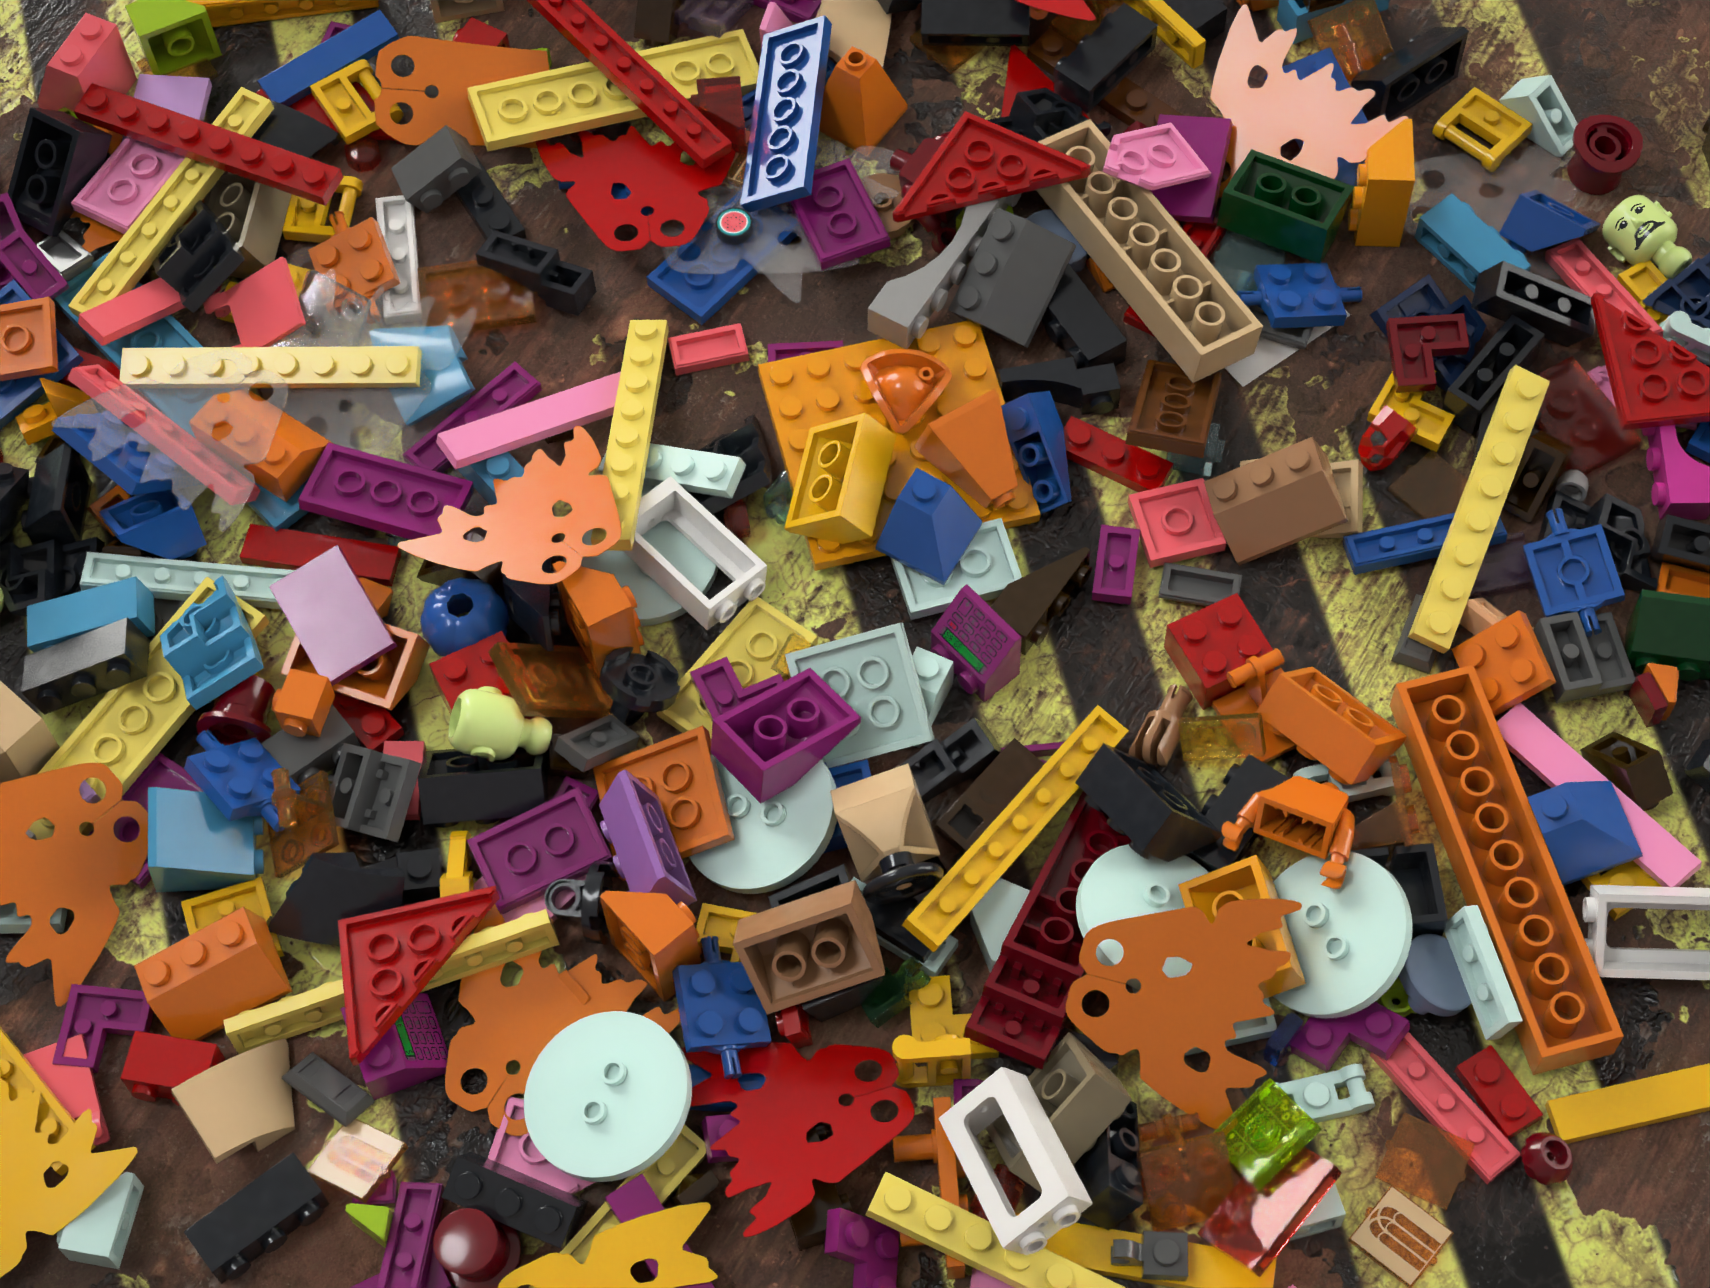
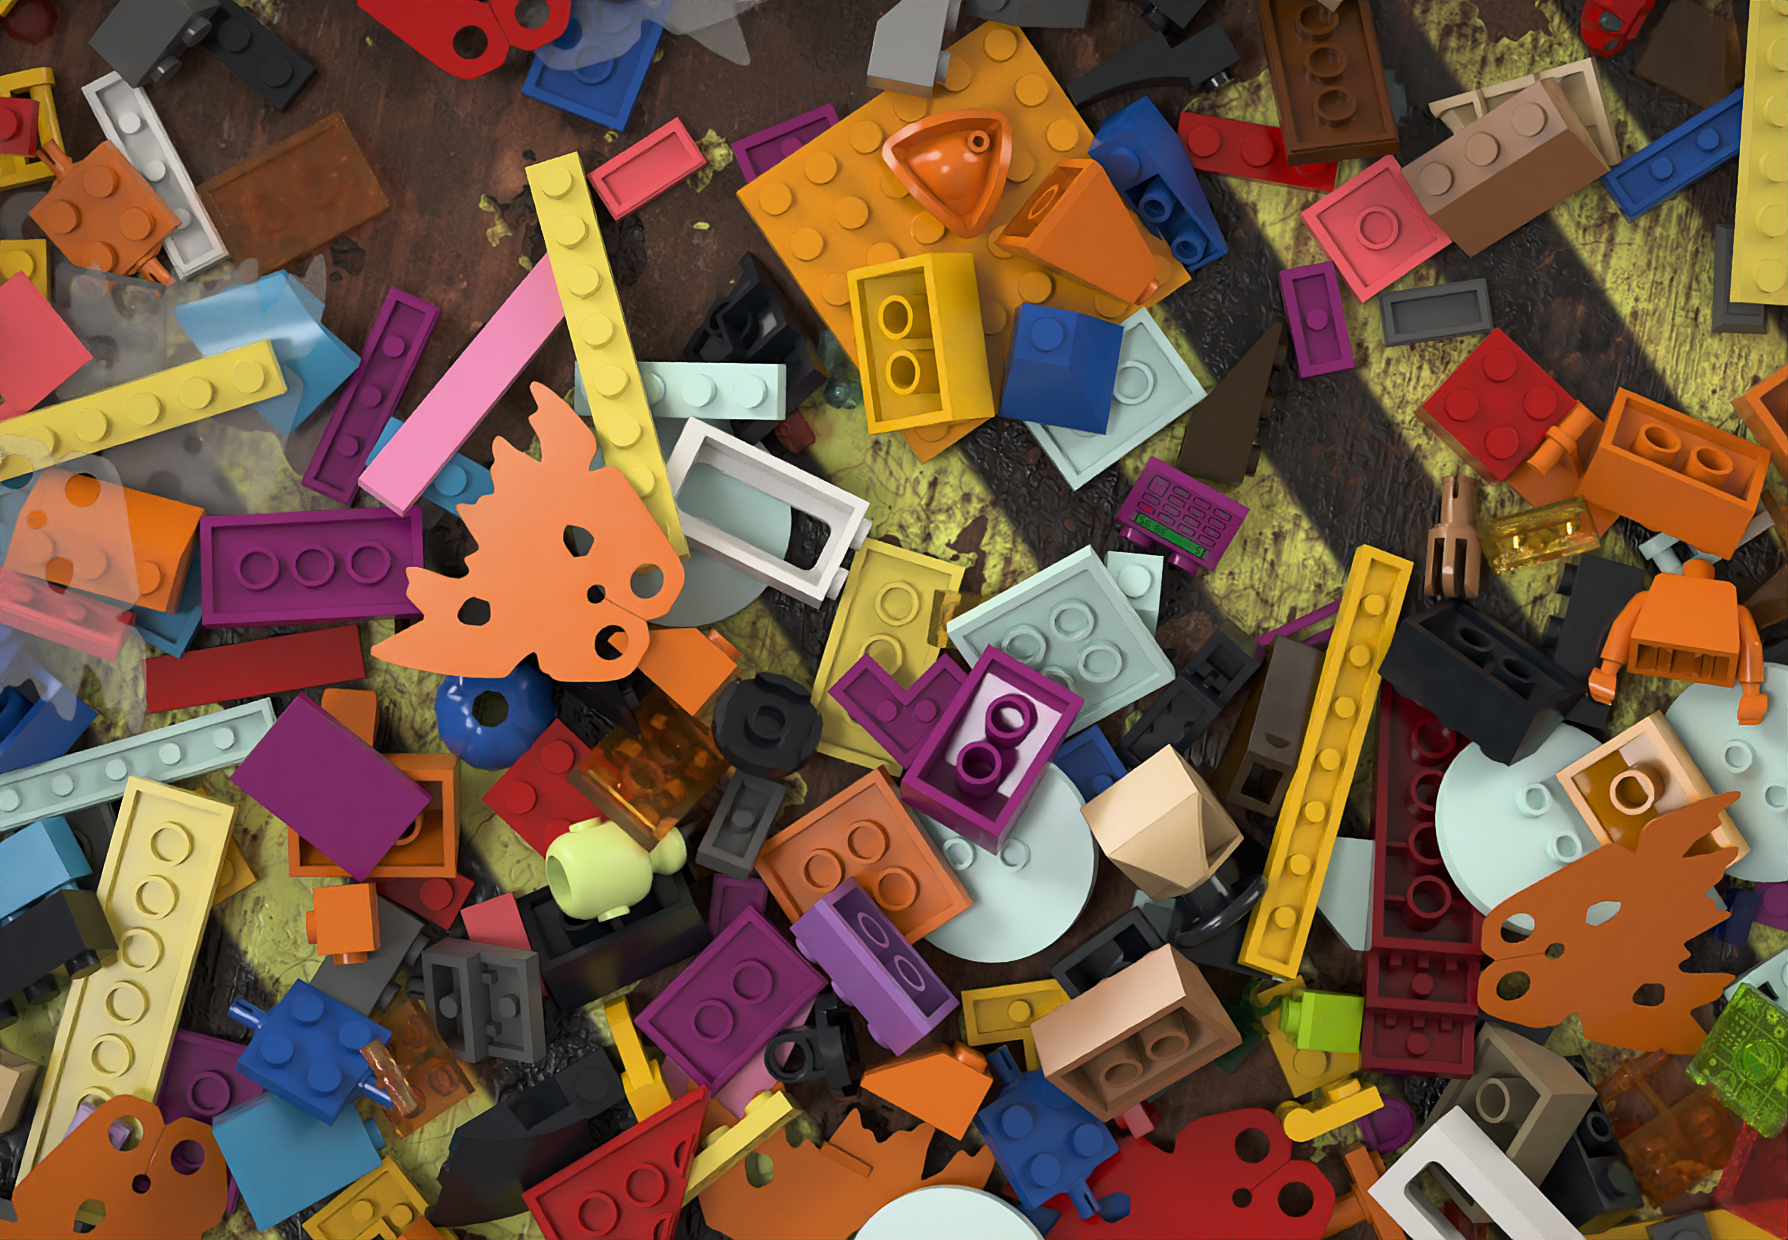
camera: 25 degrees left, 25 degrees up
(212, 646) = (188, 880): dark azure slope -> none
(240, 712) = (259, 949): dark red piece -> none
(540, 270) = (366, 139): black slope -> none
(948, 989) = (1322, 1020): none -> lime slope

